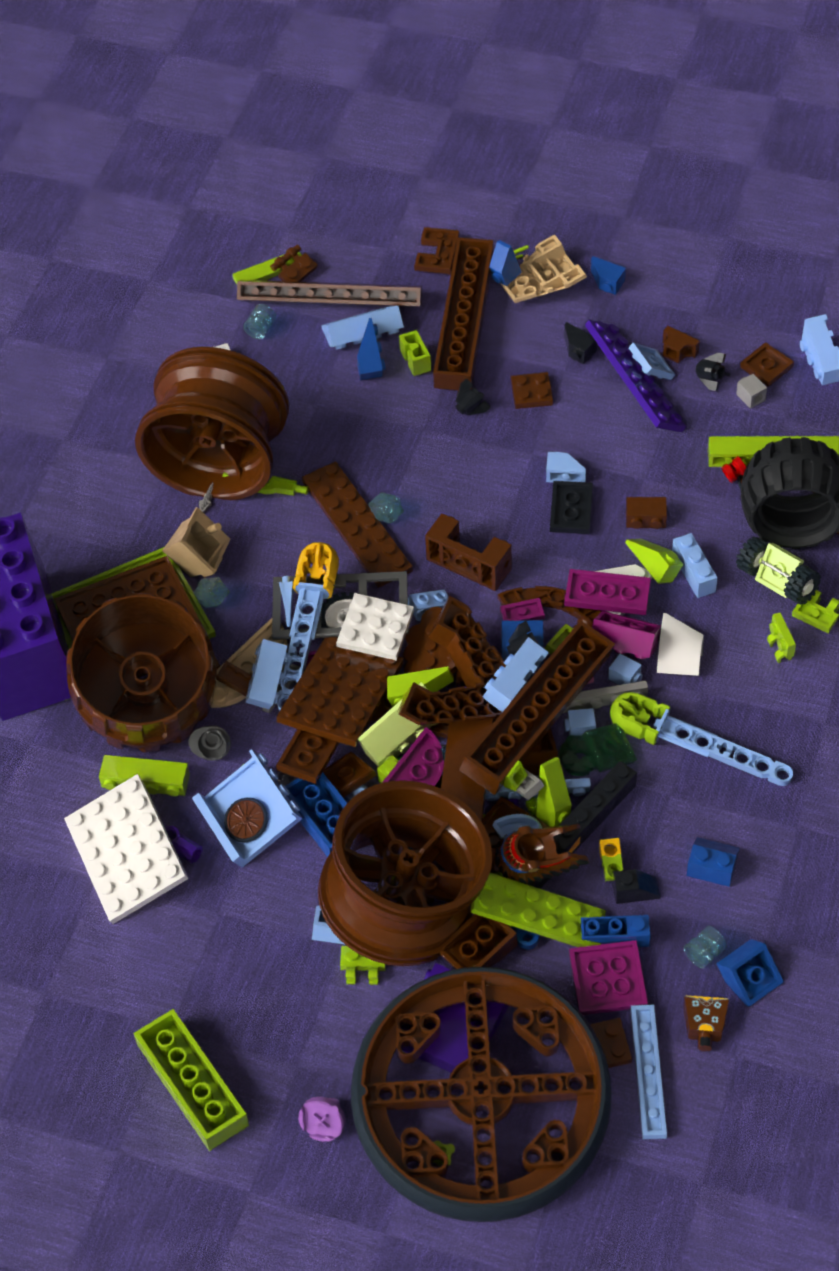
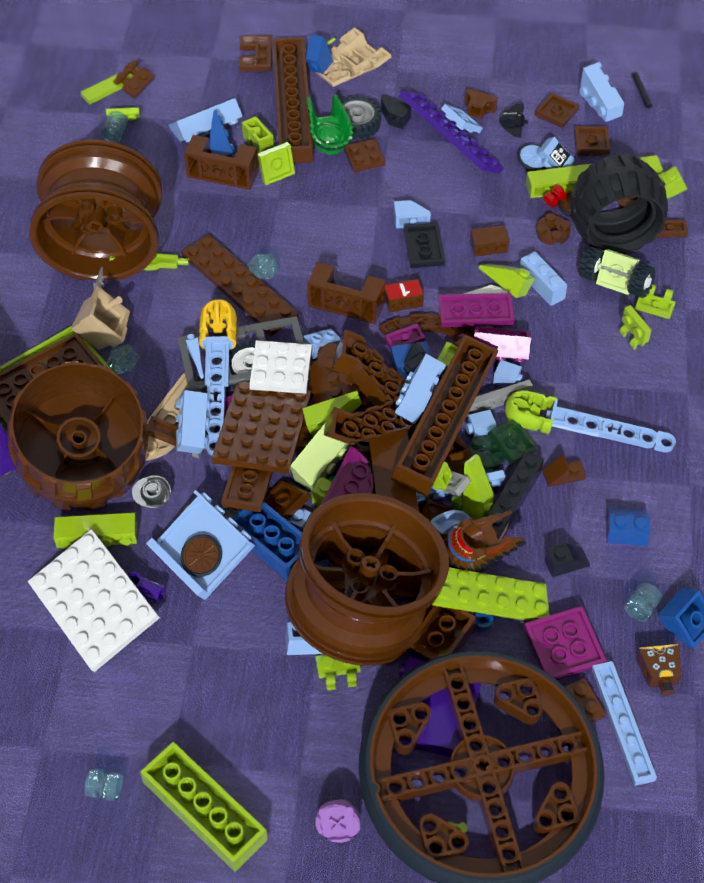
camera: 15 degrees left, 0 degrees up
(98, 1040) = (103, 784): none -> clear light blue wheel
(278, 306) = (130, 113): none -> lime plate
(329, 292) = (170, 96): reddish brown brick -> none
(381, 393) = (234, 172): none -> reddish brown plate
(427, 389) = (276, 163): none -> lime plate
(469, 400) = (314, 169): black brick -> none
(496, 359) = (330, 132): none -> green piece
(533, 344) = (364, 116): none -> wheel
(533, 563) = (404, 295): none -> brick
(607, 275) = (405, 56): blue slope -> none
(610, 857) = (538, 537): leg -> none
(616, 929) = (563, 599): blue slope -> none
(659, 791) = (563, 472): none -> reddish brown slope
(679, 648) = (549, 349): white slope -> none
(725, 418) = (529, 158): none -> light blue wheel
(725, 499) = (549, 222): none -> reddish brown plate
(748, 420) = (554, 154): none -> light blue piece
(751, 391) = (550, 129): light grey brick -> none
(797, 406) = (592, 140): none -> reddish brown plate

